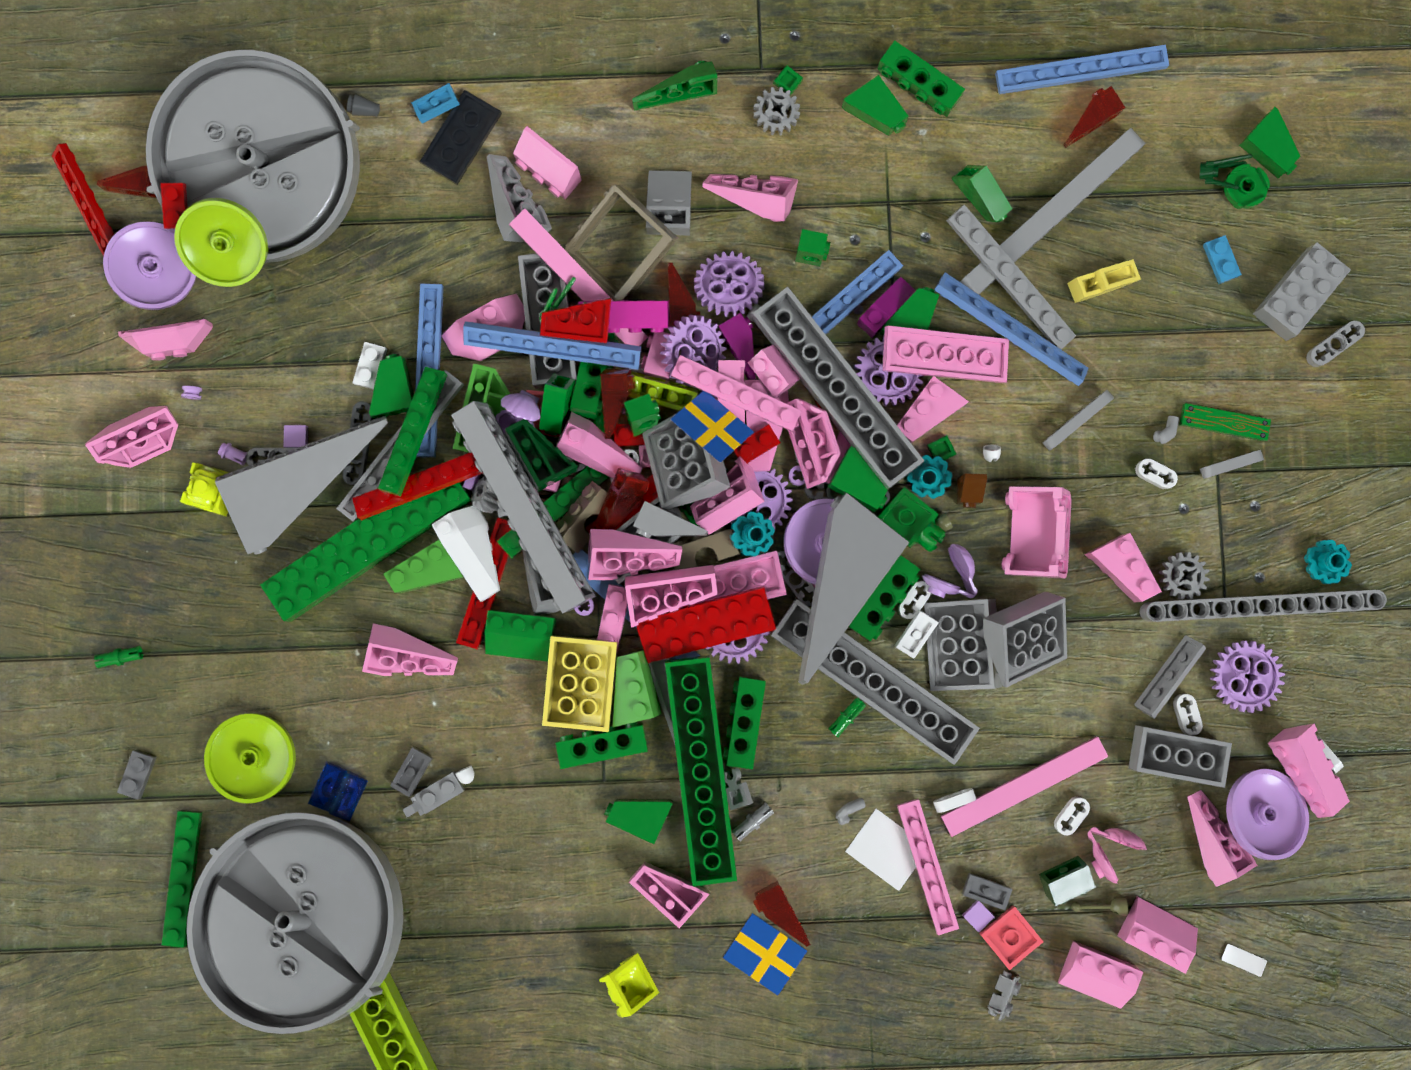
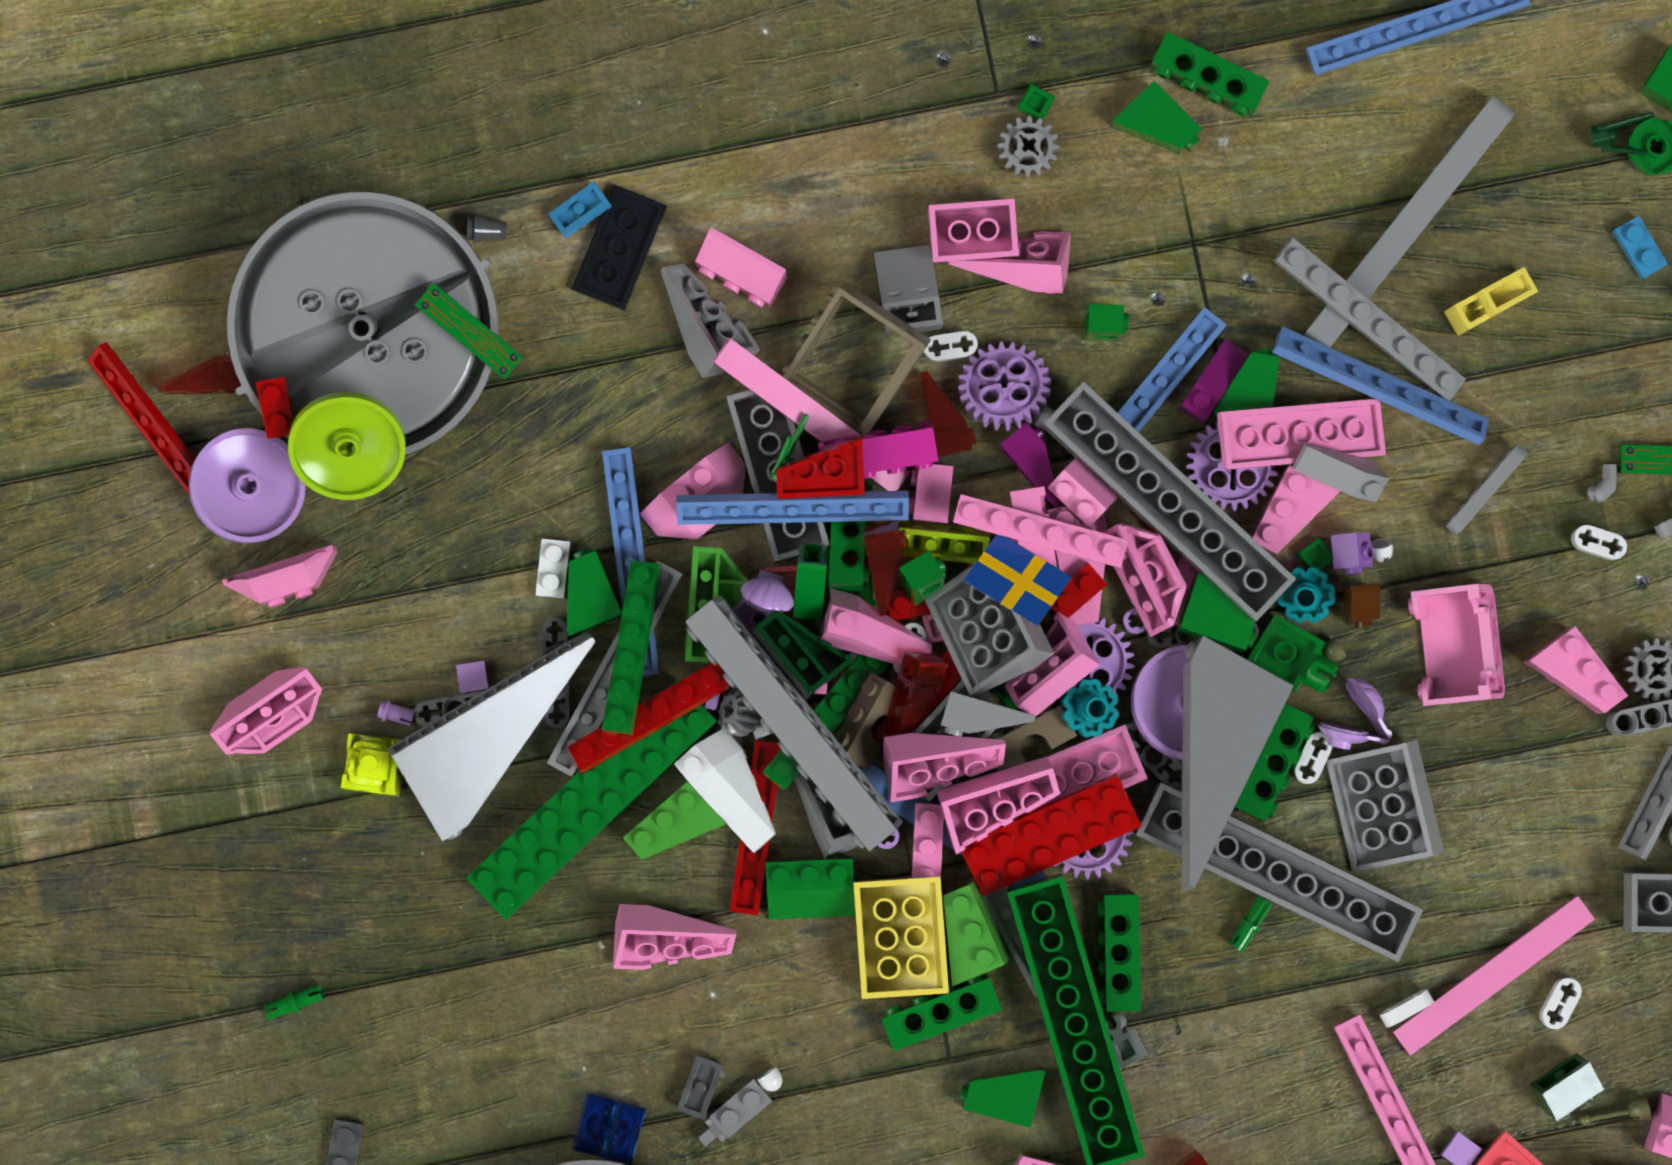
camera: 10 degrees left, 0 degrees up
(191, 392) = (327, 642): lavender bush -> none
(249, 758) = (490, 1103): lime dish -> none
(329, 171) = (469, 330): none -> green tile
(688, 84) = (909, 129): green wedge -> none
(694, 255) = (951, 353): none -> white beam
(704, 336) = (985, 461): lavender gear -> none
(724, 163) = (973, 230): none -> bright pink slope
(753, 821) = (1151, 1078): light grey pin -> none
(848, 808) = (1273, 1040): light grey arm -> none
(883, 850) = (1326, 1087): white sticker -> none
(916, 634) = (1322, 801): white plate -> none
(969, 450) = (1352, 552): none -> medium lavender brick
(972, 387) = (1342, 471): none -> light grey slope
(983, 192) = (1314, 211): slope -> none
(986, 891) = (1467, 1118): flat silver plate -> none
(1027, 637) = (1465, 782): light grey slope -> none
(1100, 110) = (1446, 81): clear red slope -> none
(1125, 837) = (1624, 1018): bright pink animal -> none

